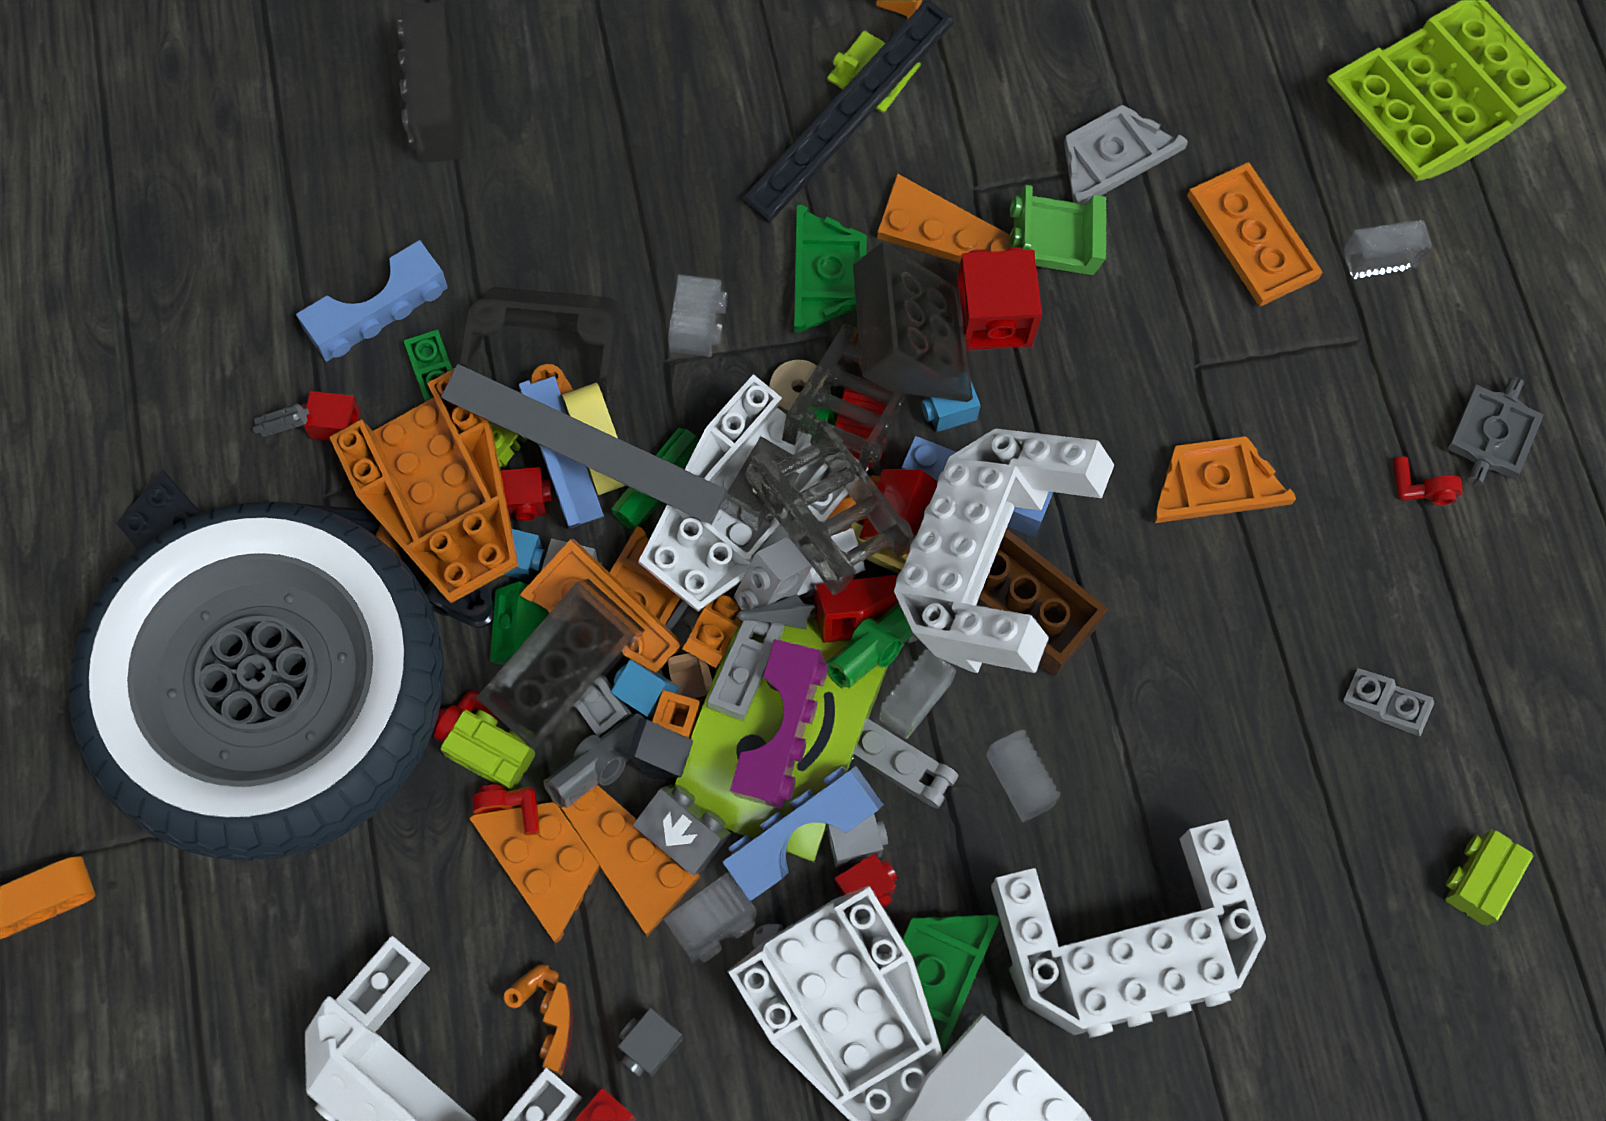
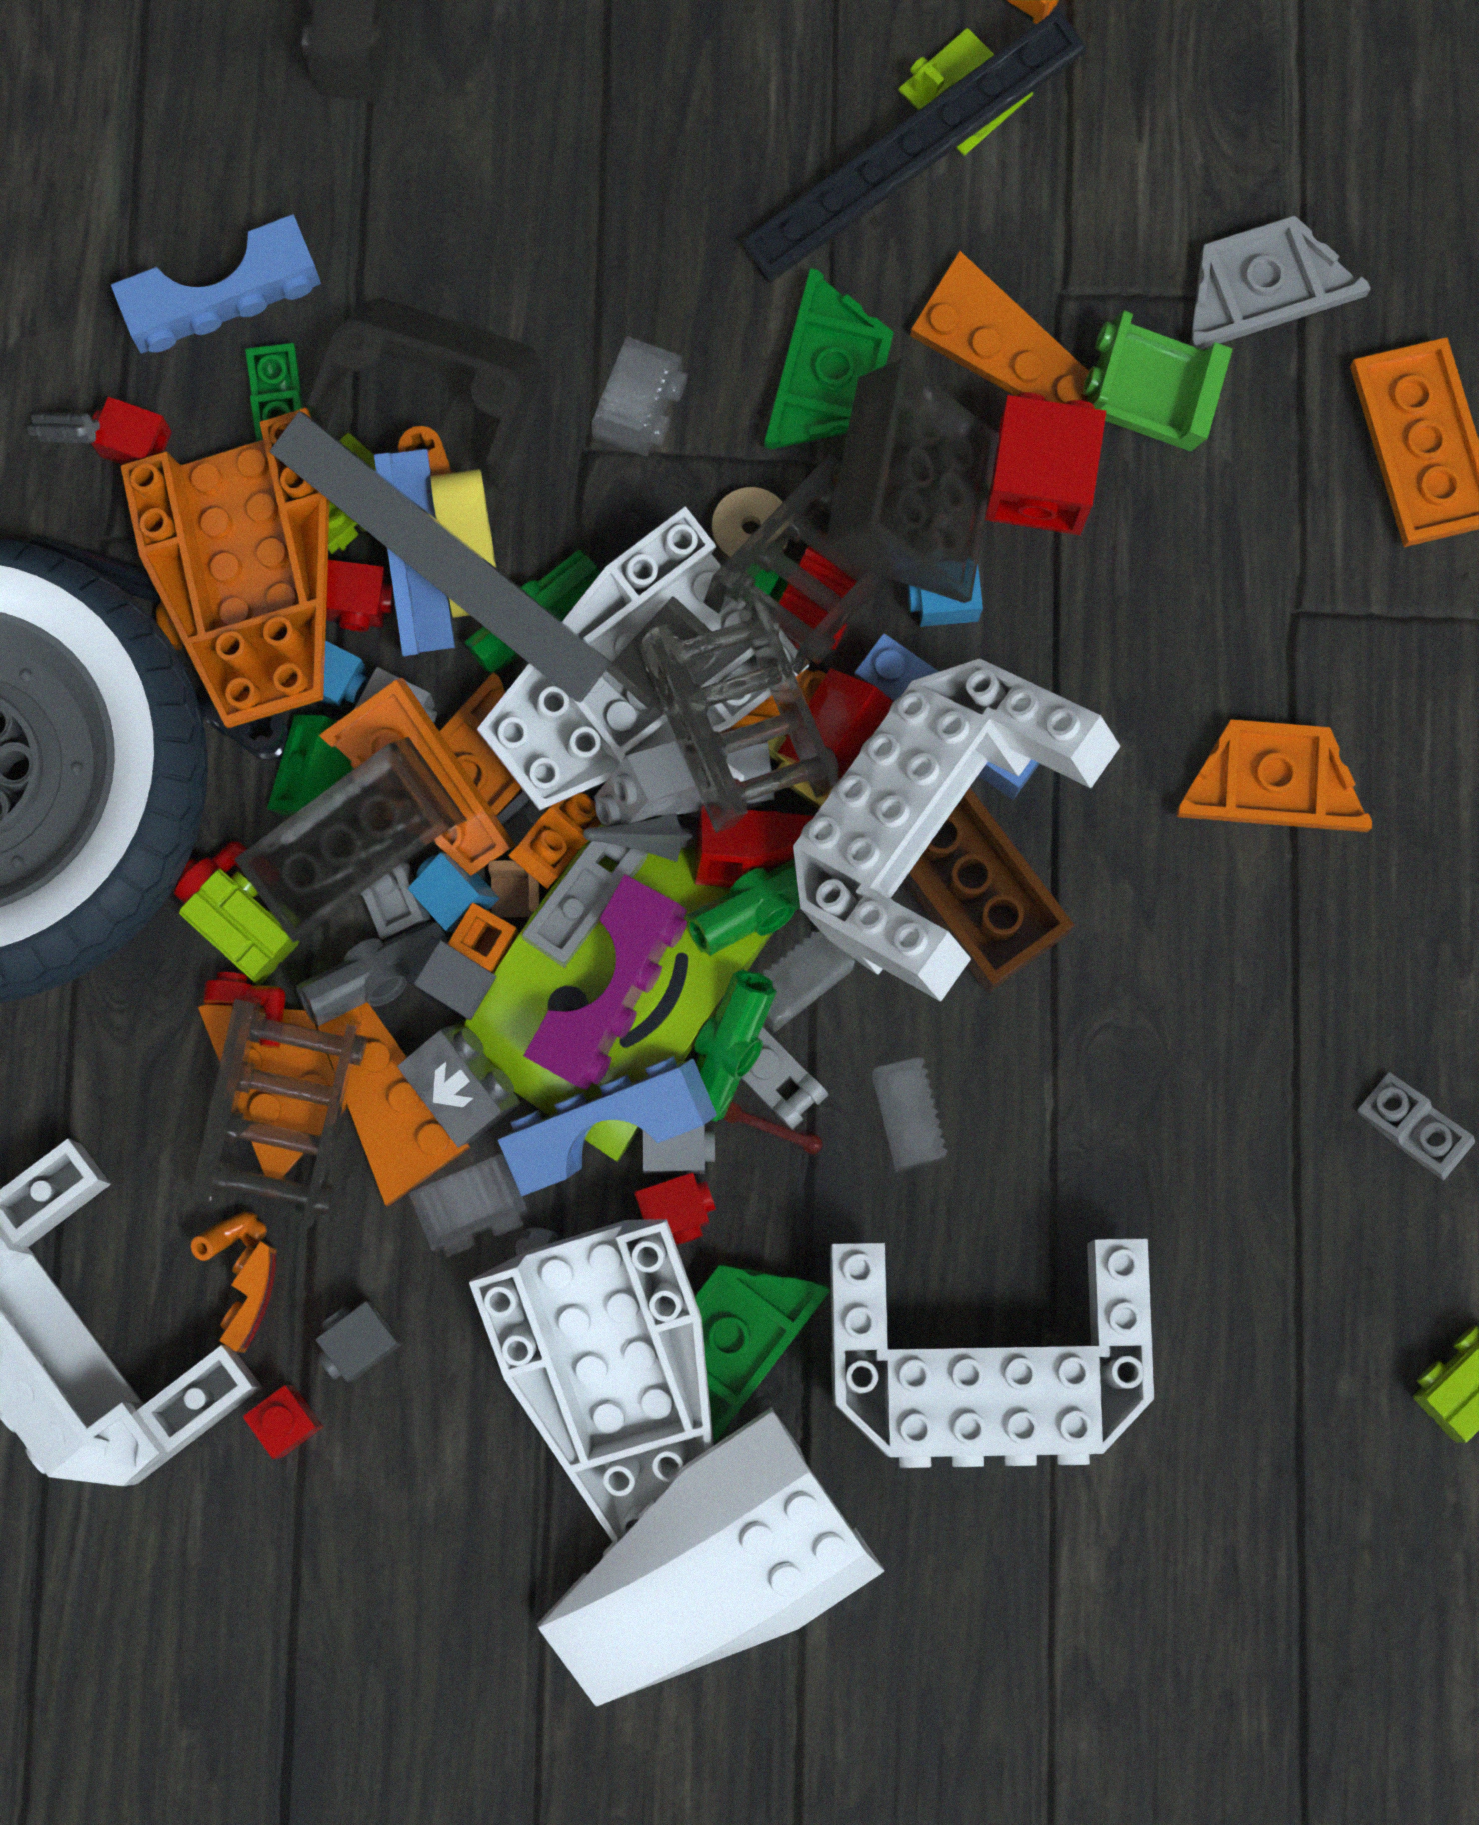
camera: 15 degrees right, 10 degrees up
(514, 899) = (239, 1076): none -> clear smoke fence
(878, 747) = (730, 1038): none -> green piece
(891, 806) = (811, 1144): none -> clear red hinge

